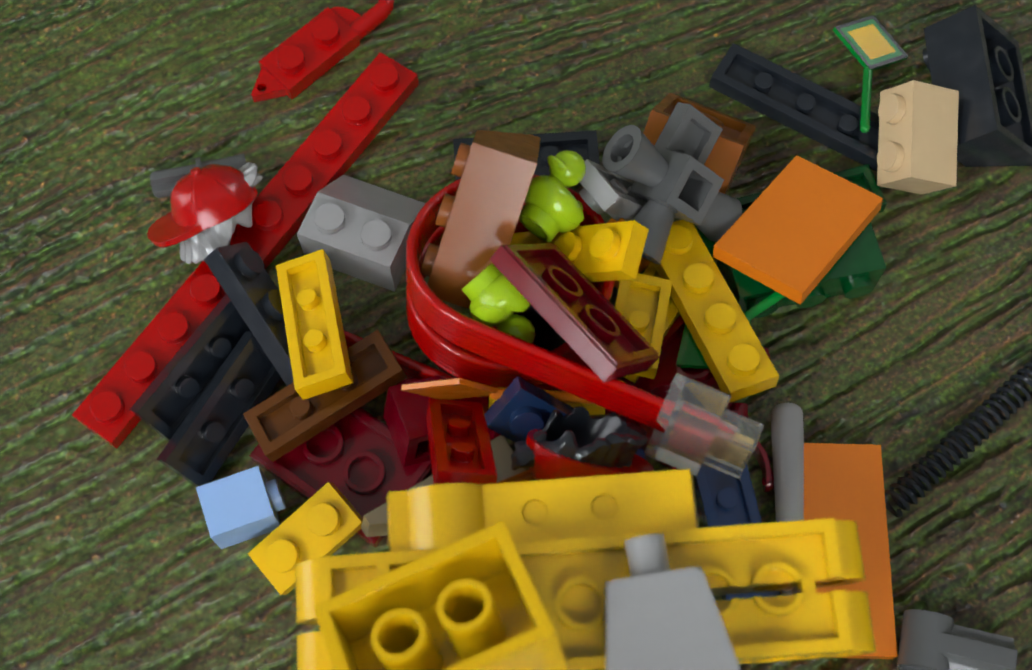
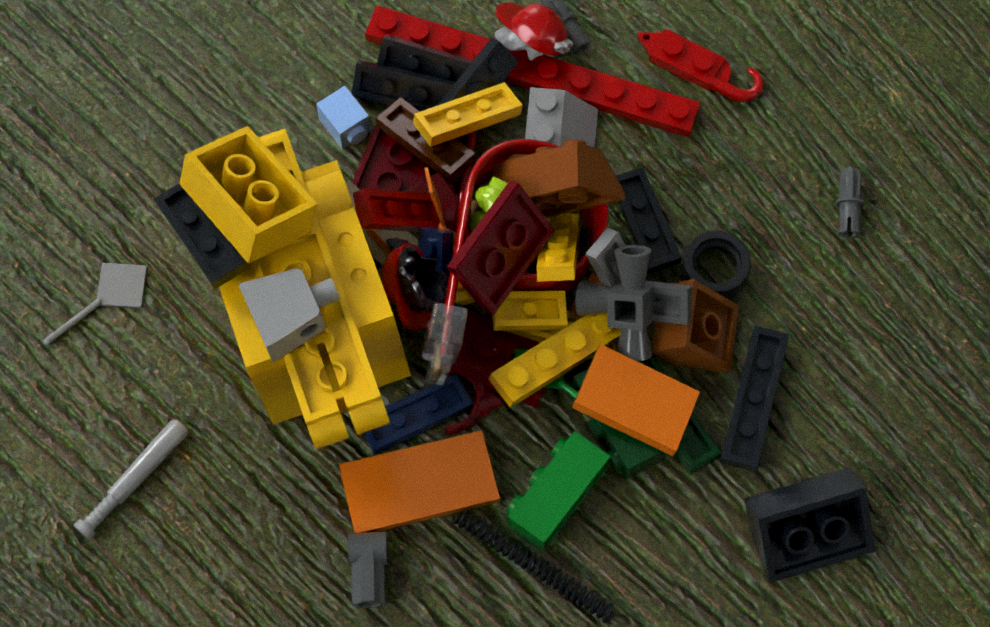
camera: 75 degrees right, 0 degrees up
(309, 533) = (325, 150): yellow plate -> none
(549, 203) = (579, 218): lime animal -> none
(619, 67) = (725, 242): none -> black tyre
(788, 463) = (451, 438): light grey piece -> none
(873, 50) = (827, 437): piece -> none
(887, 367) = (557, 490): none -> green brick
(917, 138) = (743, 473): tan brick -> none

